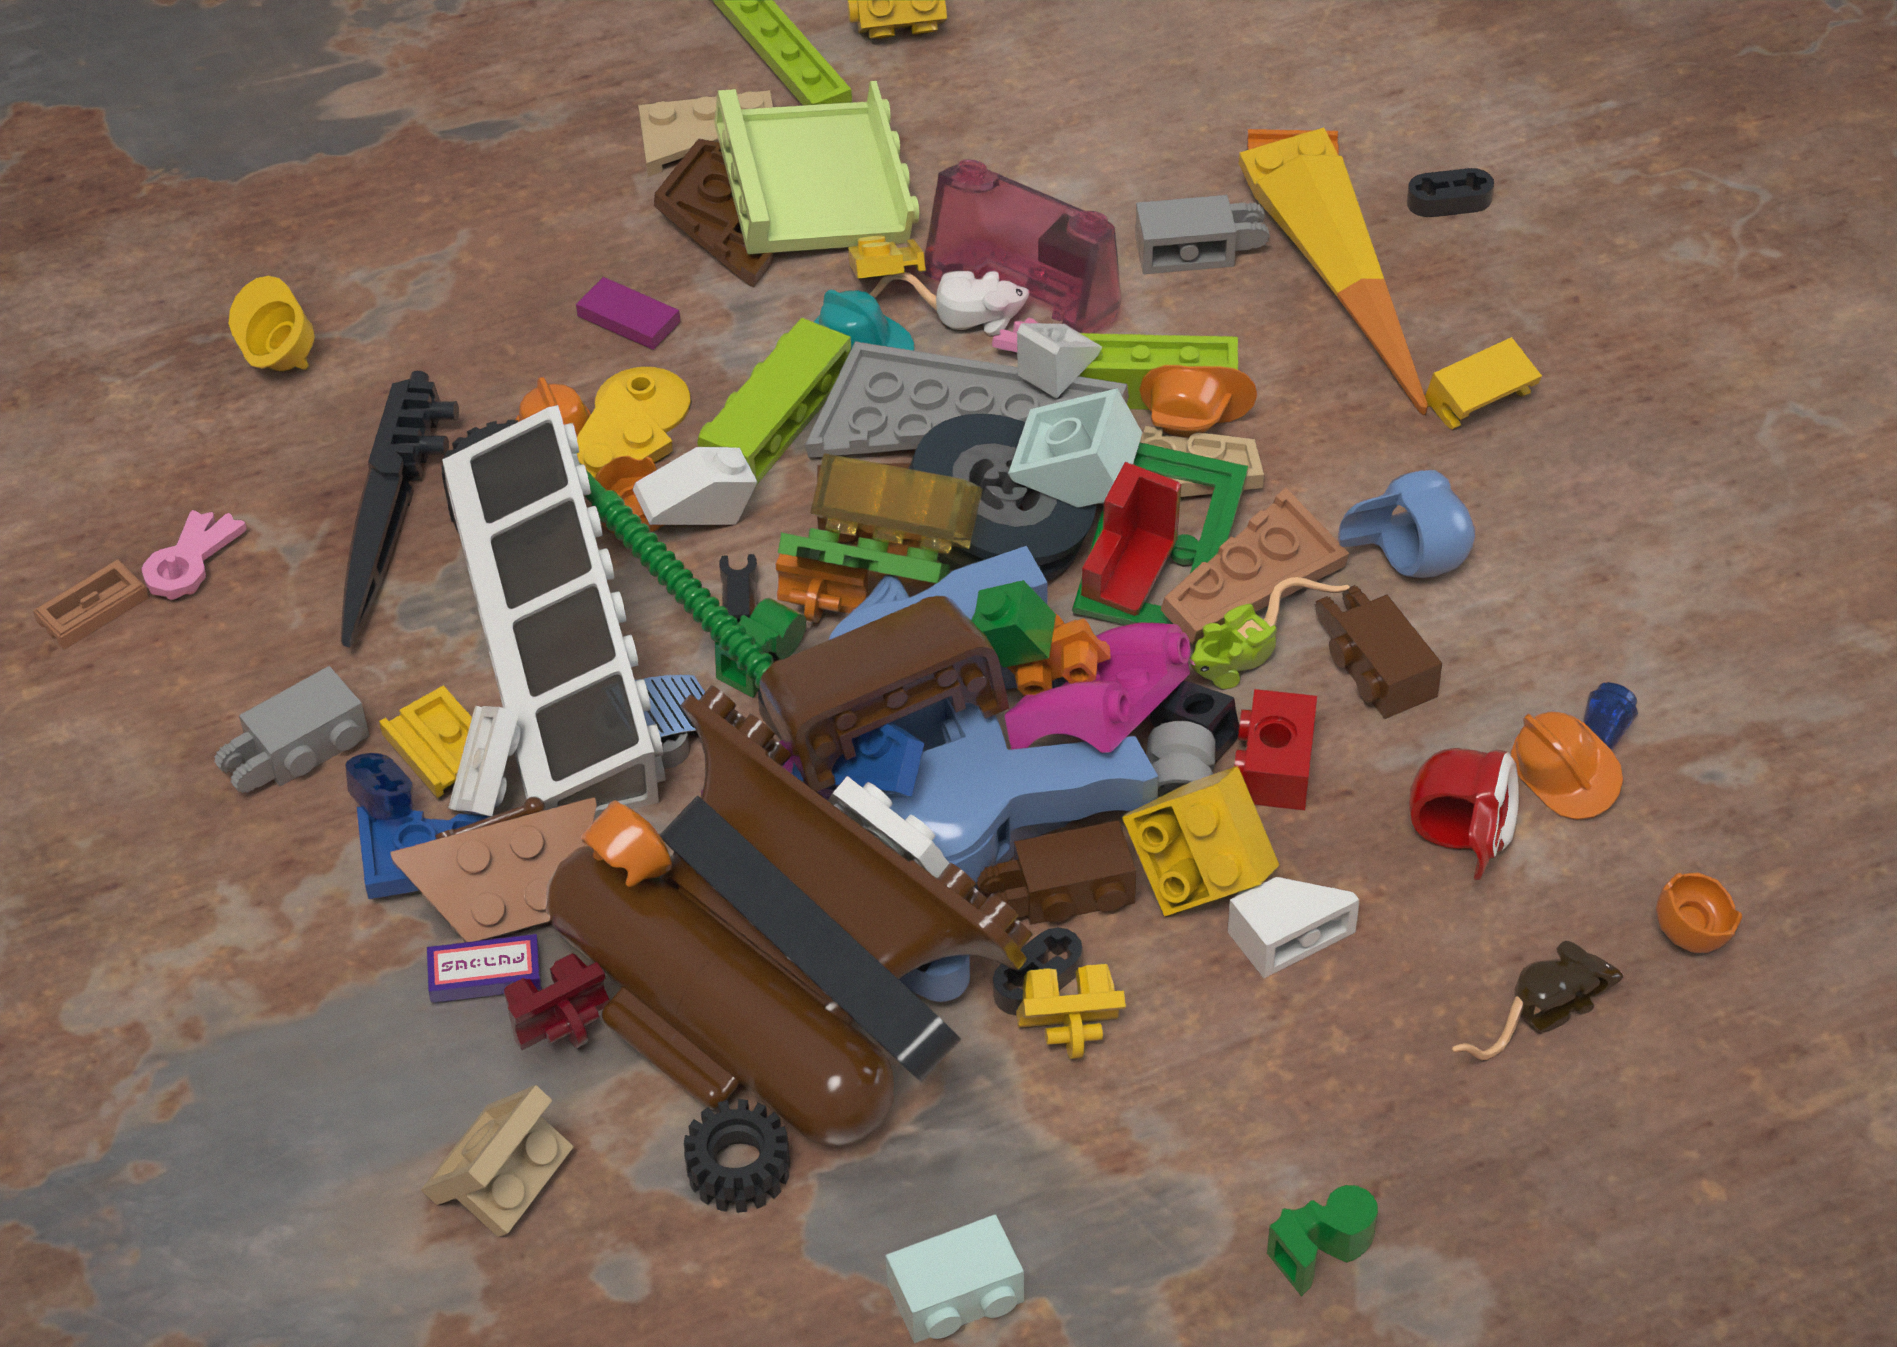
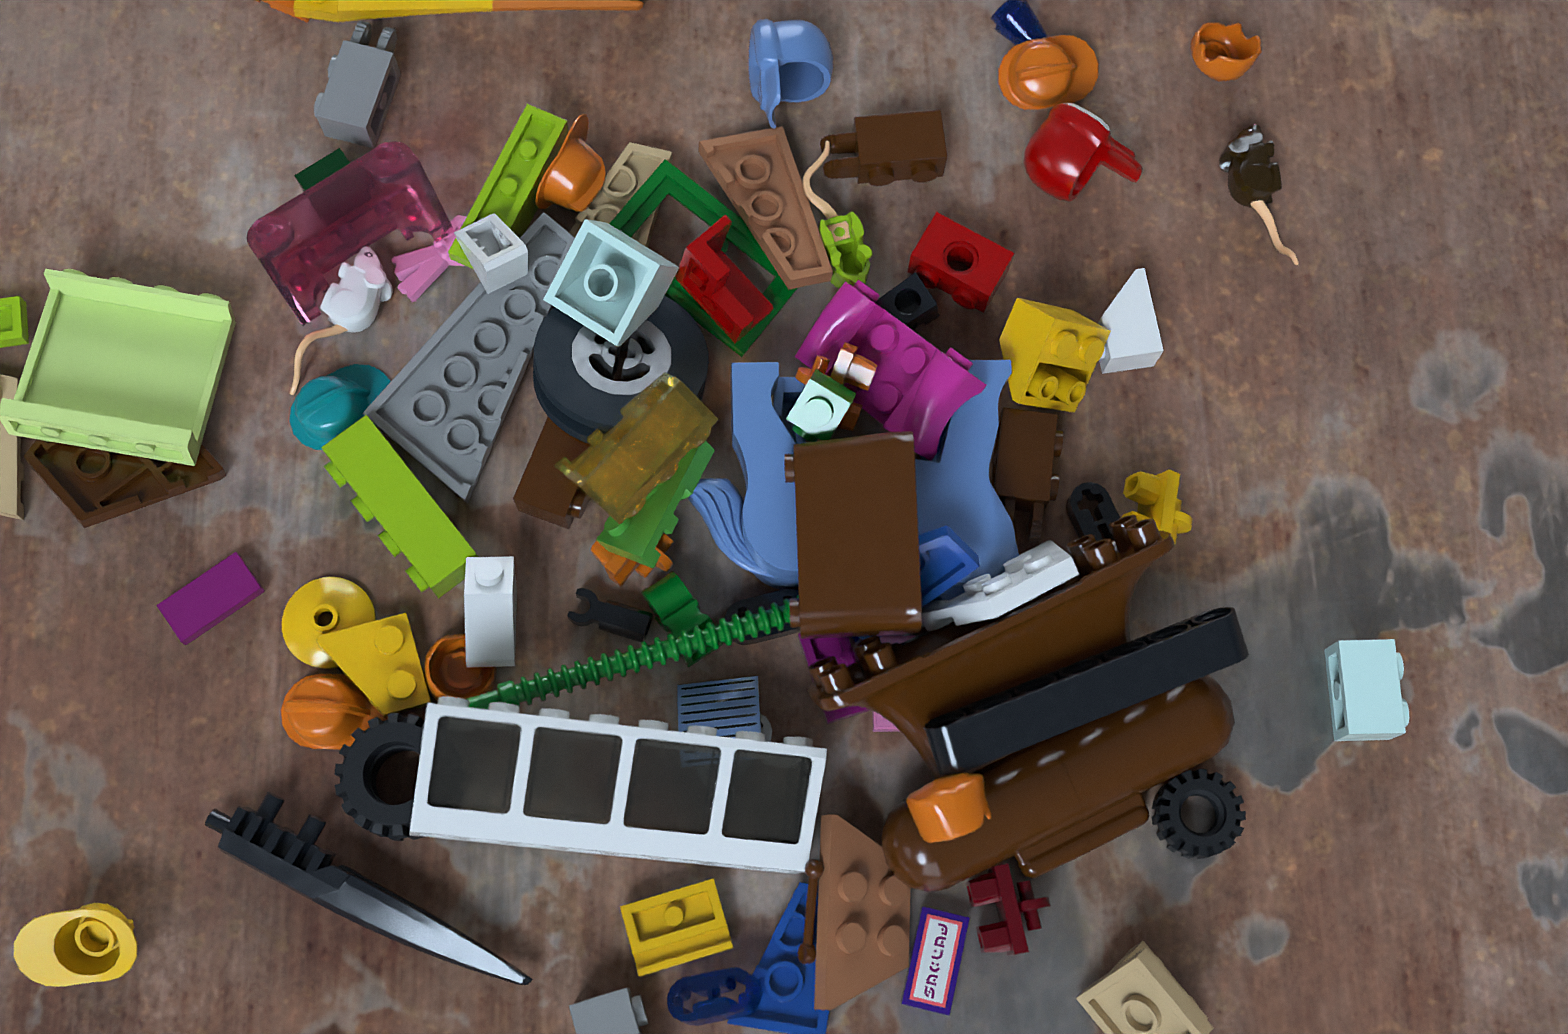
camera: 75 degrees left, 25 degrees up
(480, 777) = (744, 897): white plate -> none
(880, 258) = (271, 349): yellow plate -> none
(1180, 754) = (952, 330): light grey wheel -> none
(1339, 1229) = (1398, 403): green leg -> none

